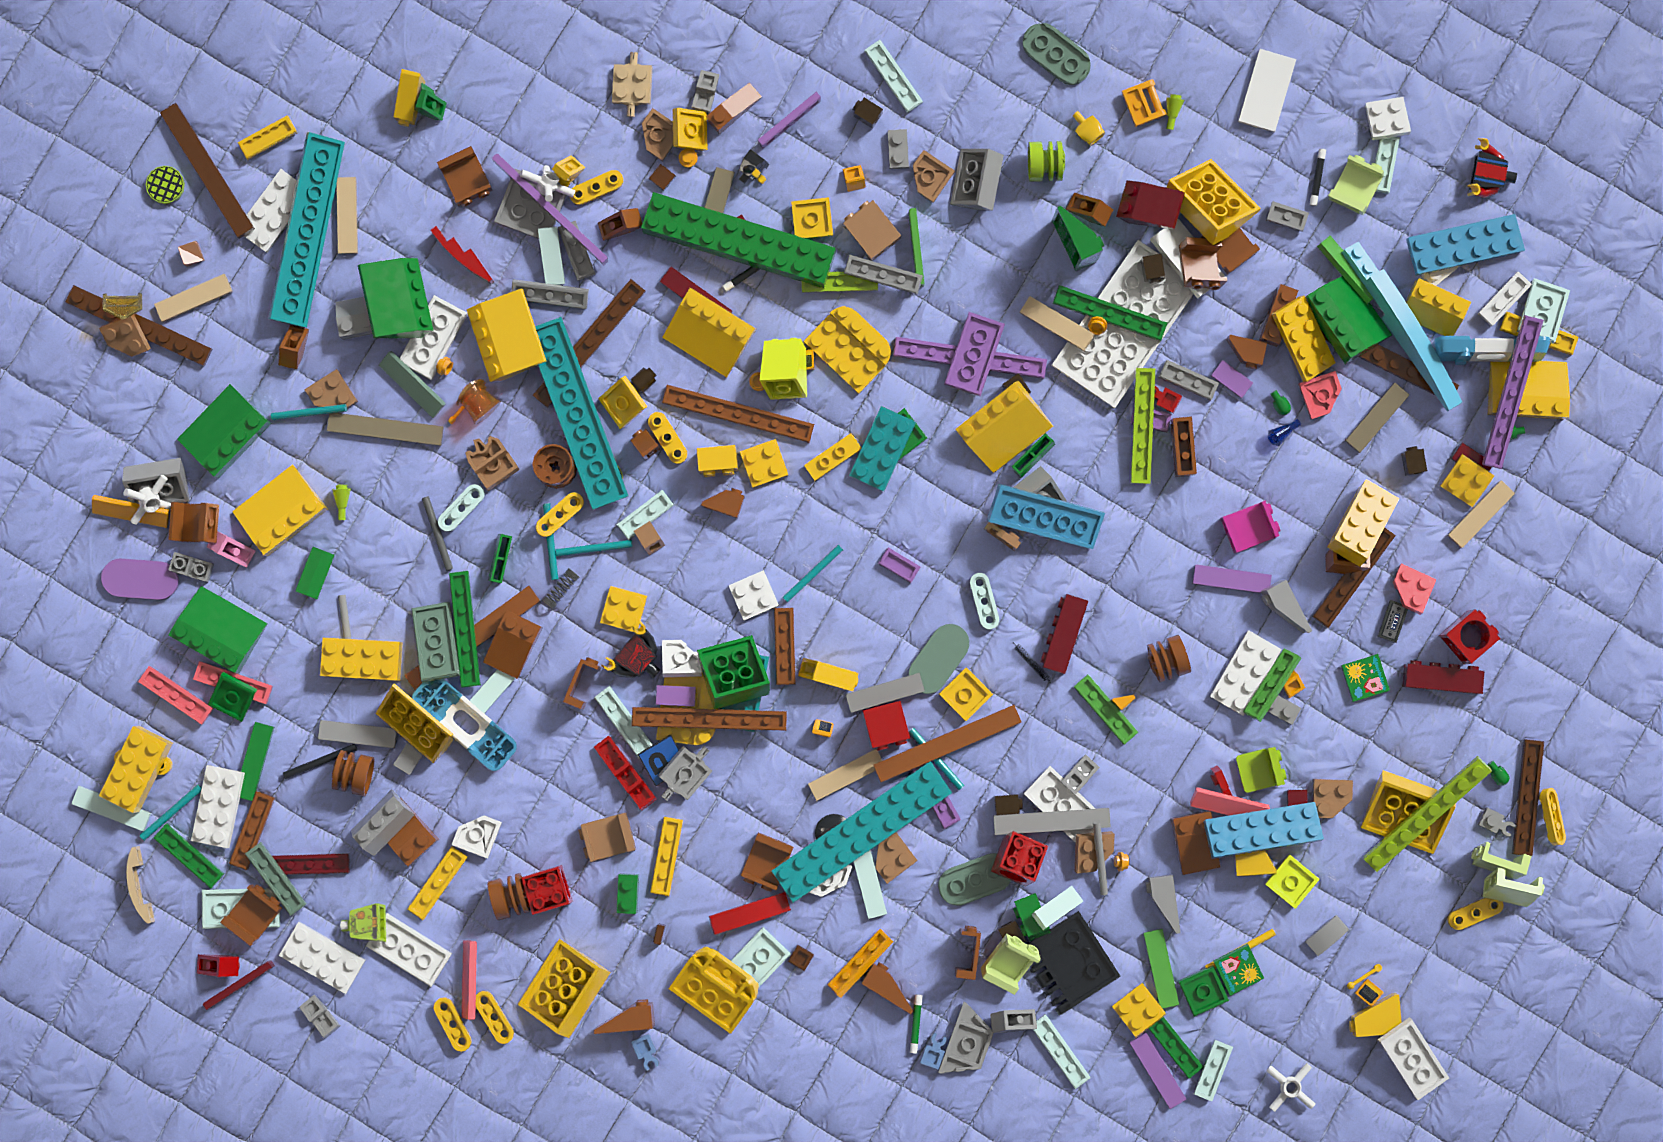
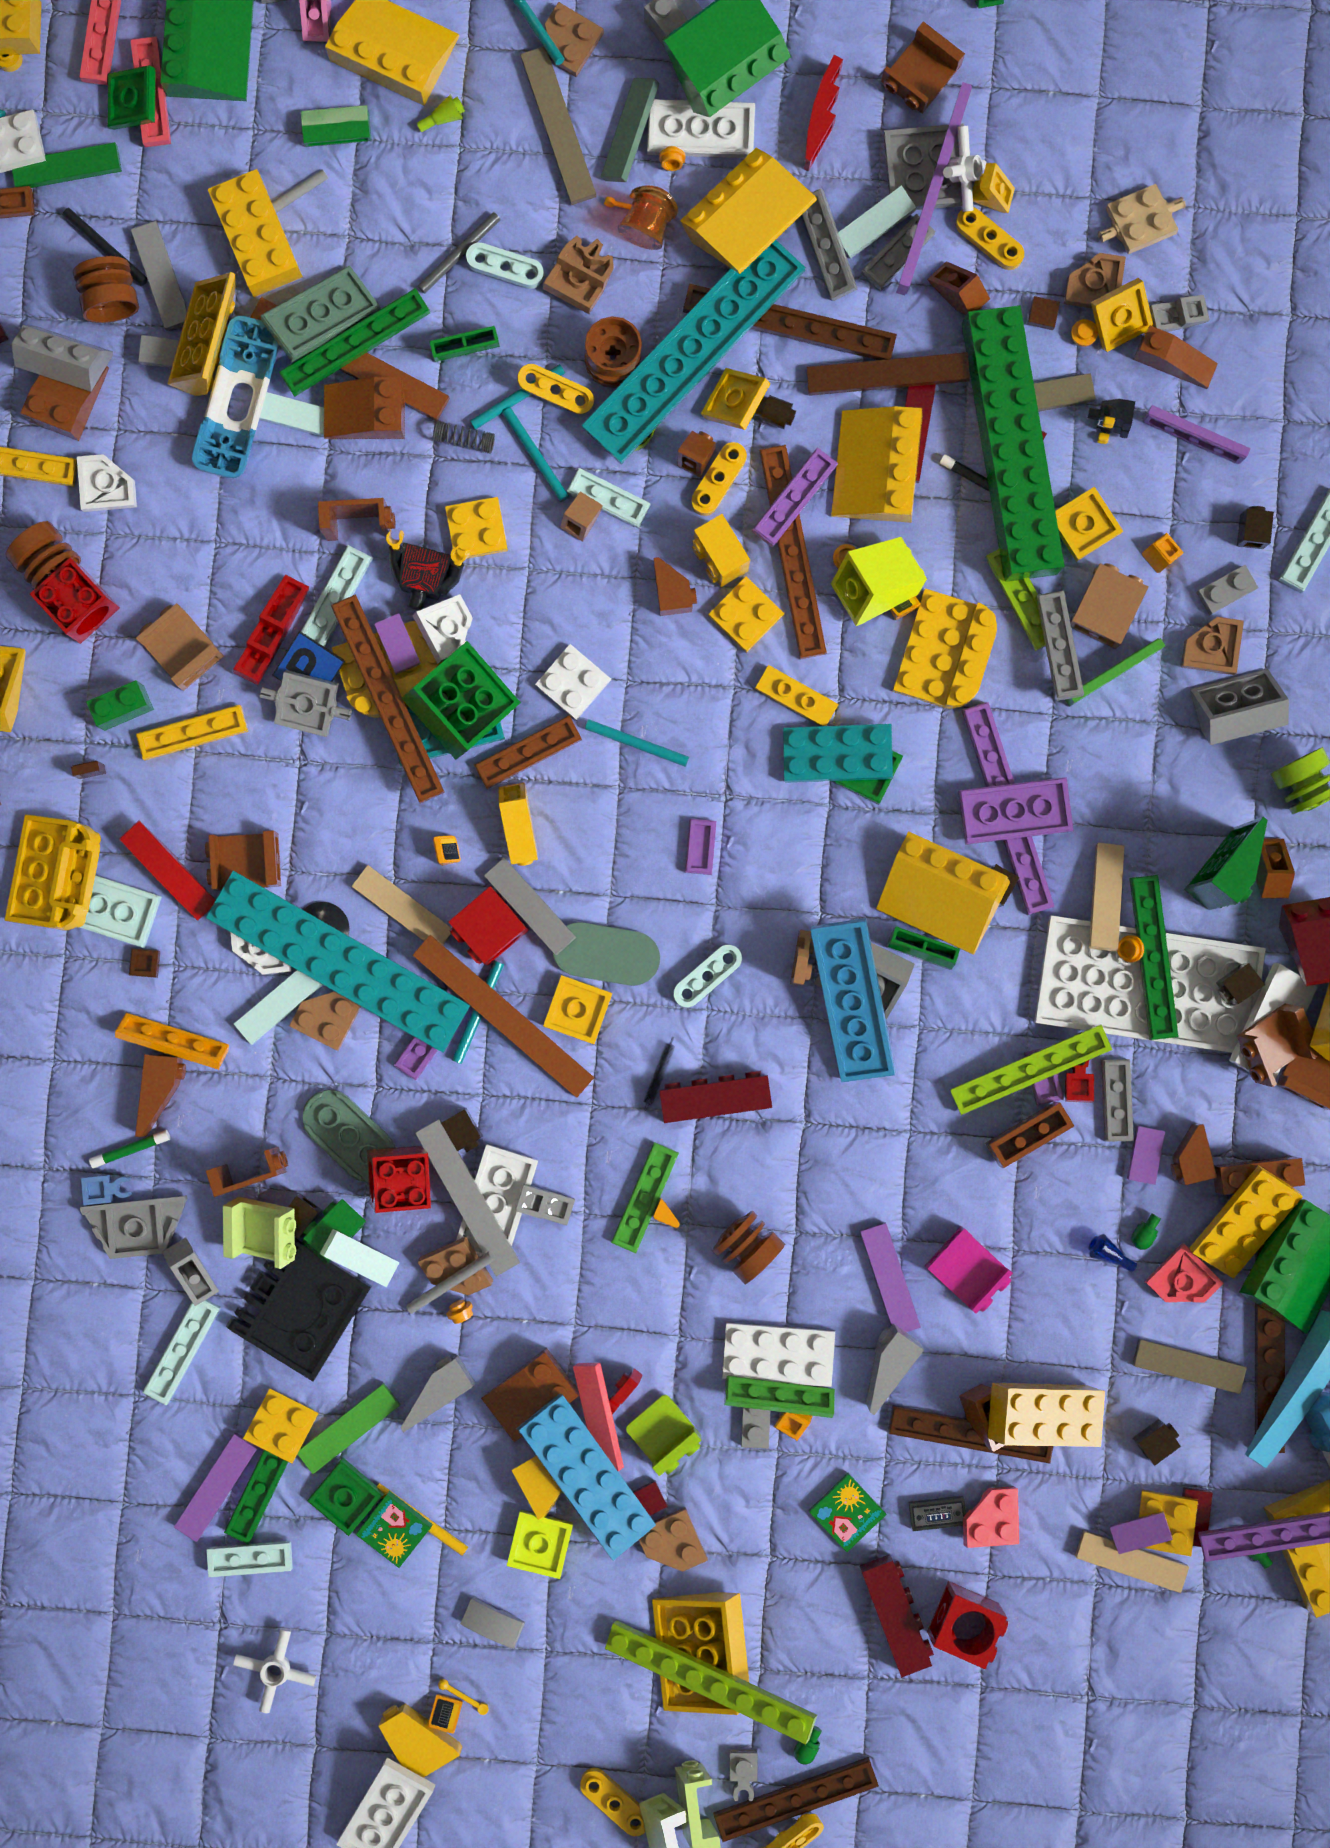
camera: 60 degrees right, 0 degrees up
(653, 296) = (888, 374): none -> reddish brown tile
(704, 395) = (794, 497): none -> medium lavender tile
(1465, 499) = (1141, 1532): none -> medium lavender tile

